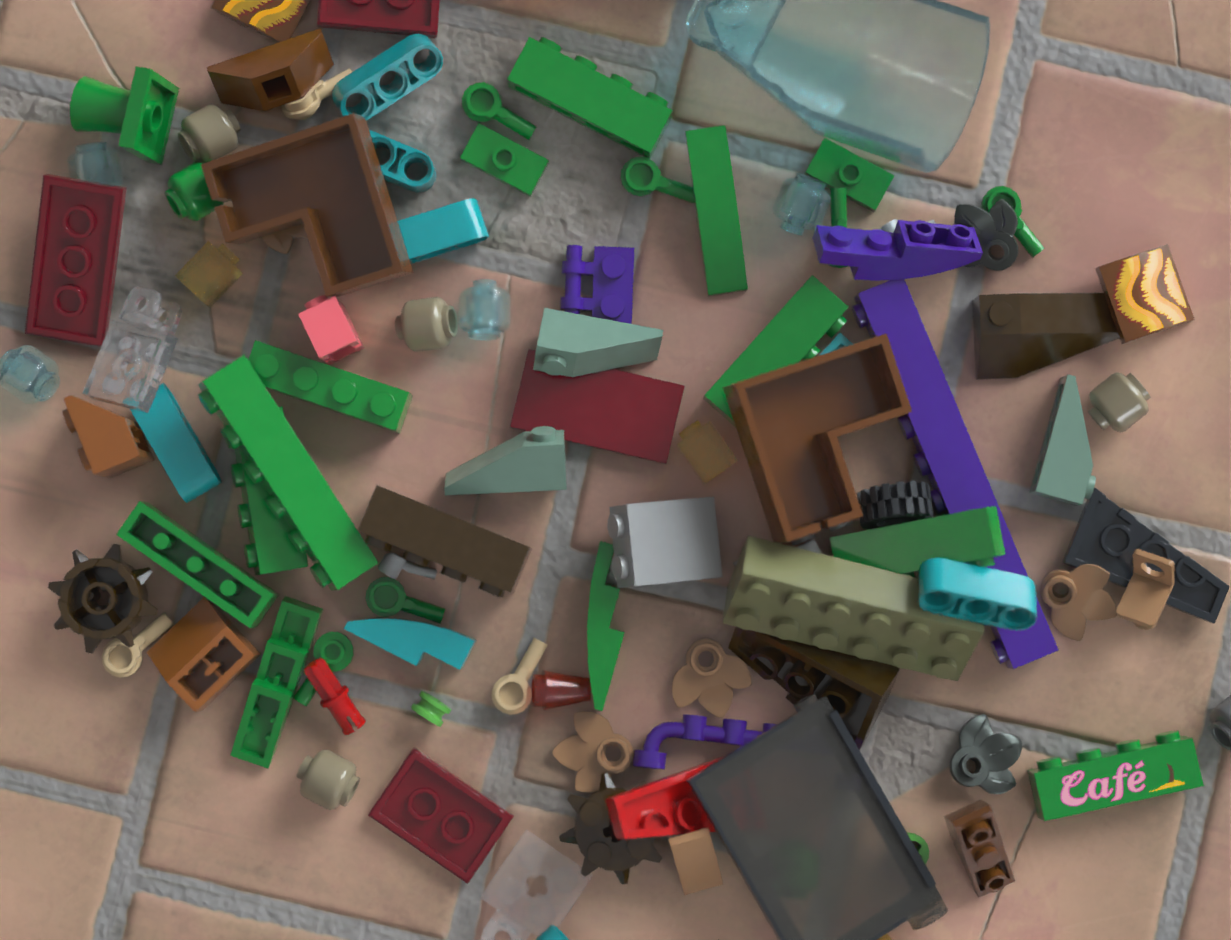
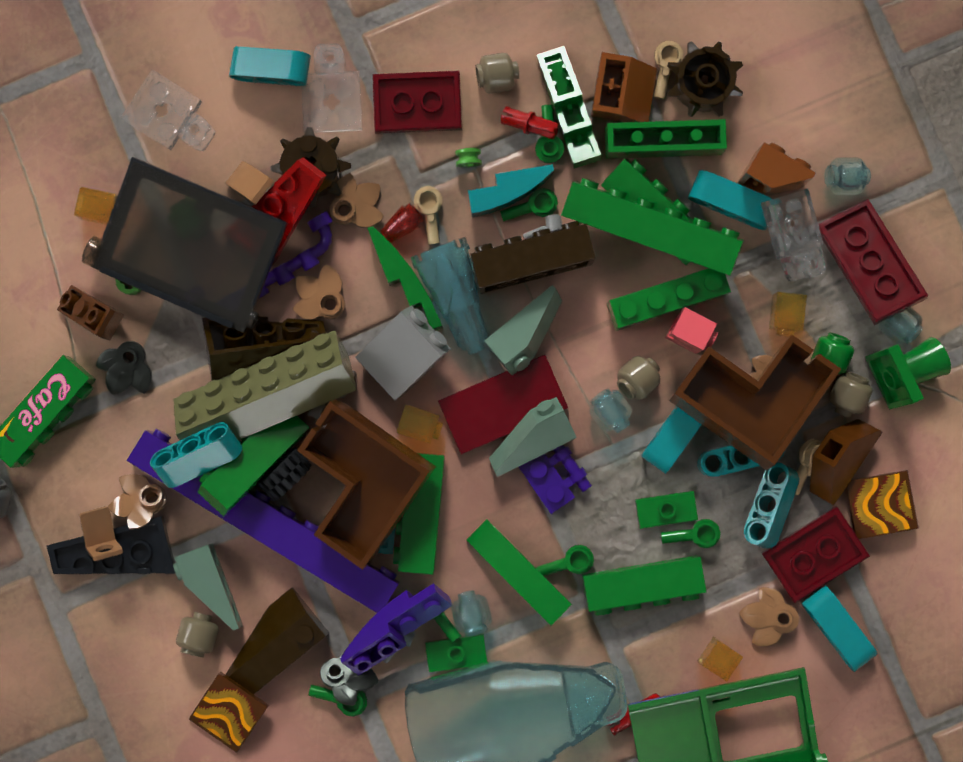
camera: 150 degrees right, 0 degrees up
(554, 584) = (451, 282): none -> clear light blue cone

